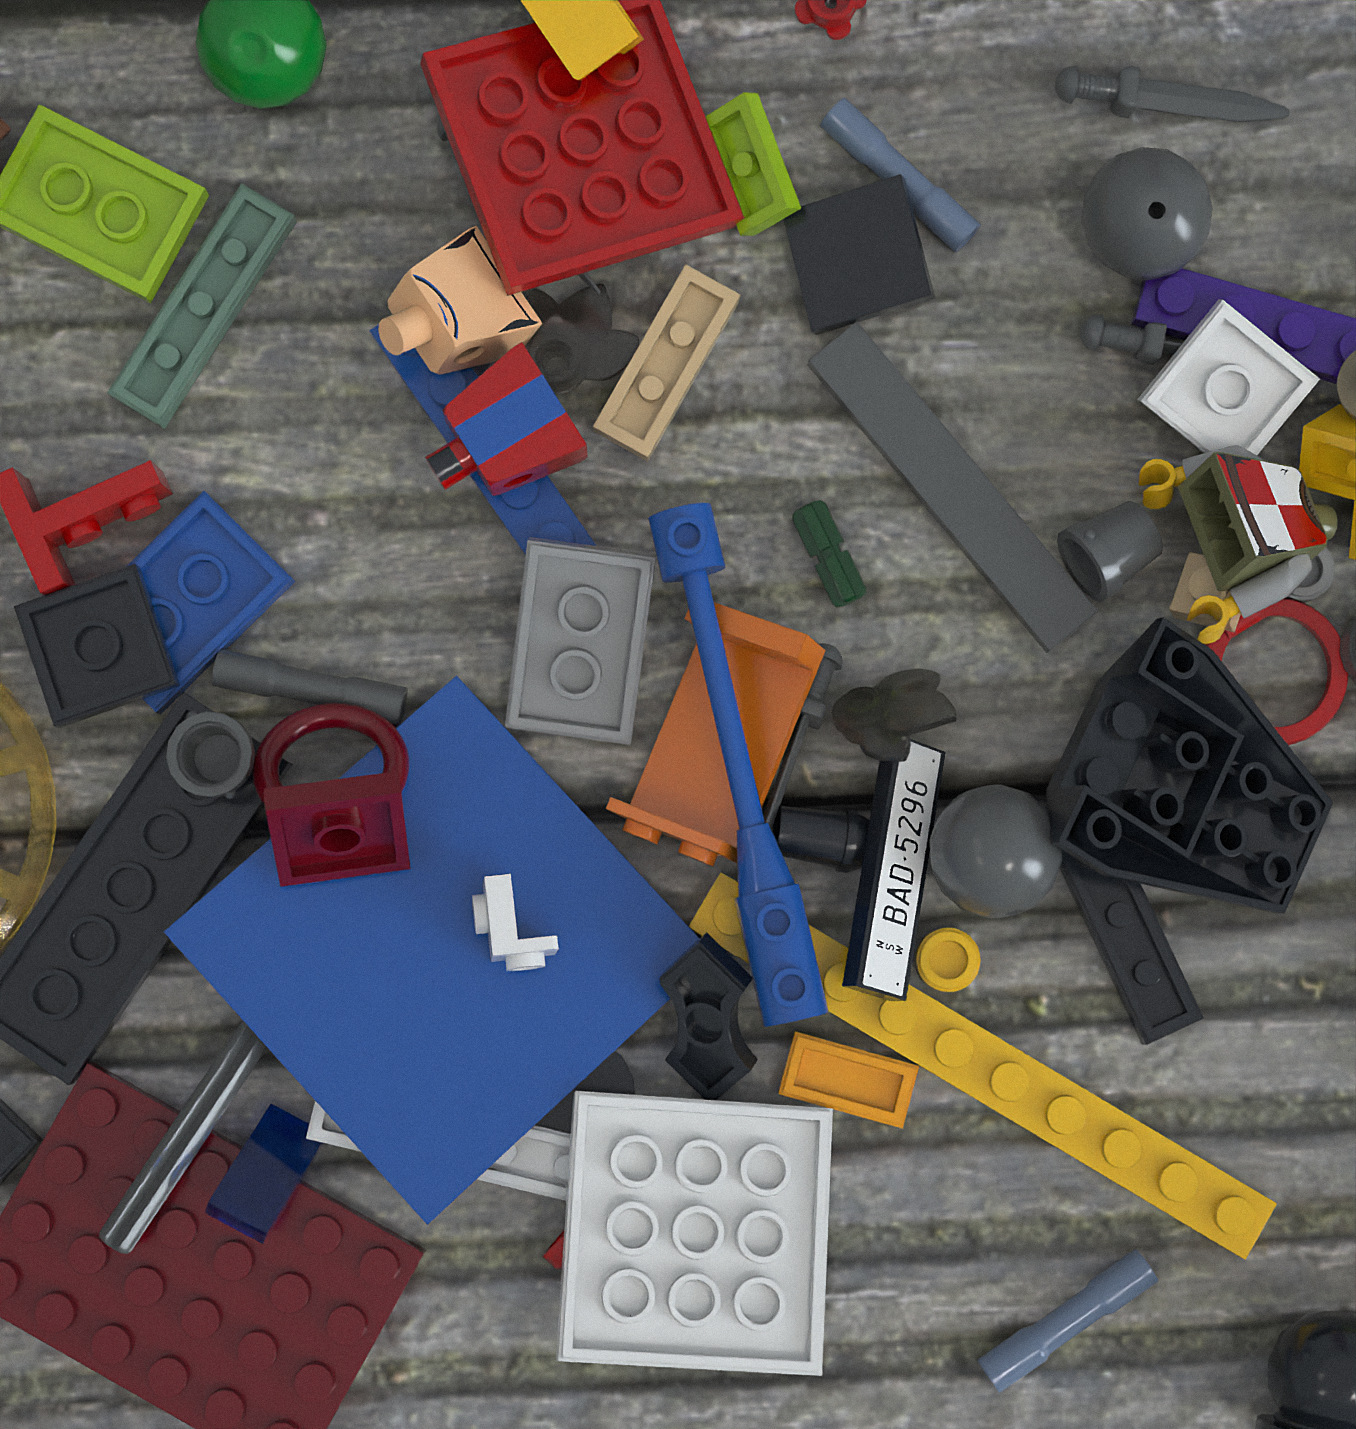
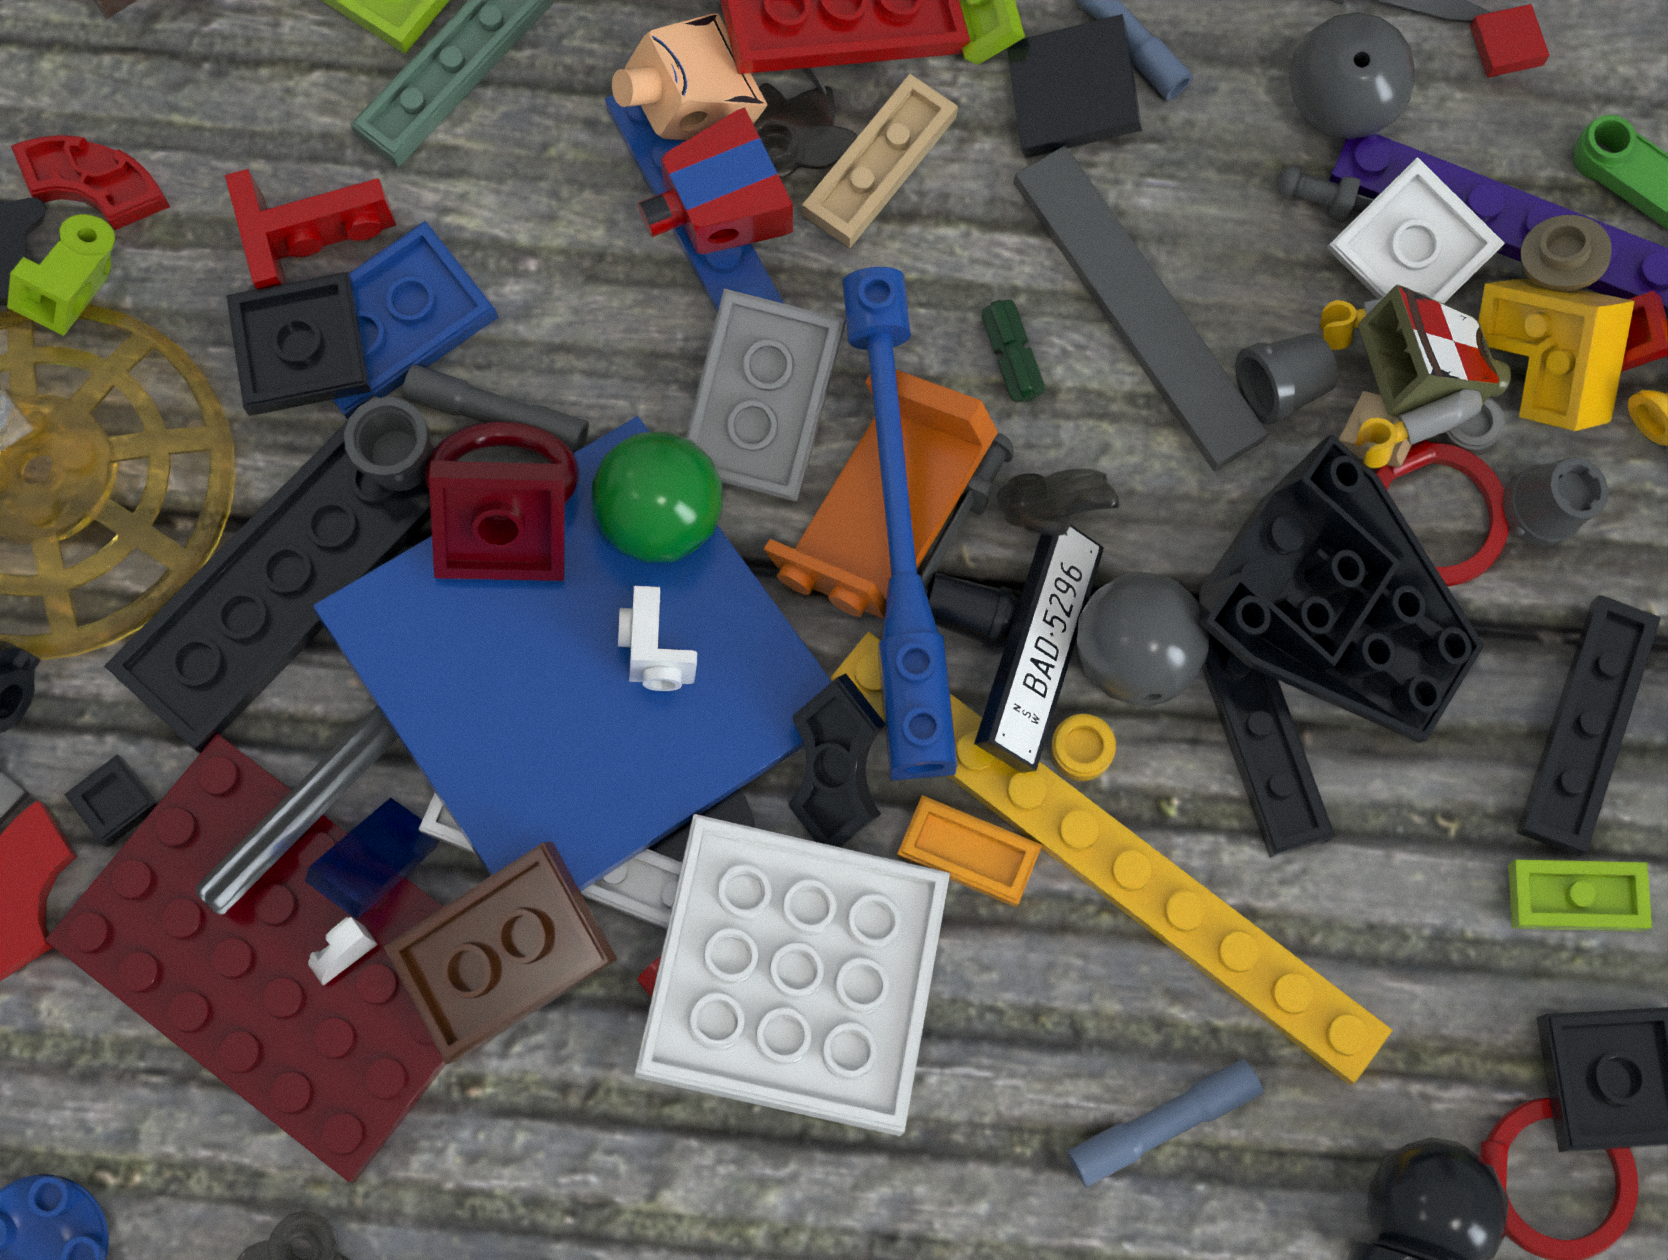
camera: 10 degrees right, 10 degrees down
(251, 1270) = (347, 943): none -> white tile
(408, 1257) = (500, 952): none -> reddish brown tile
(492, 774) = (657, 497): none -> green piece
(1306, 140) = (1509, 40): none -> red tile

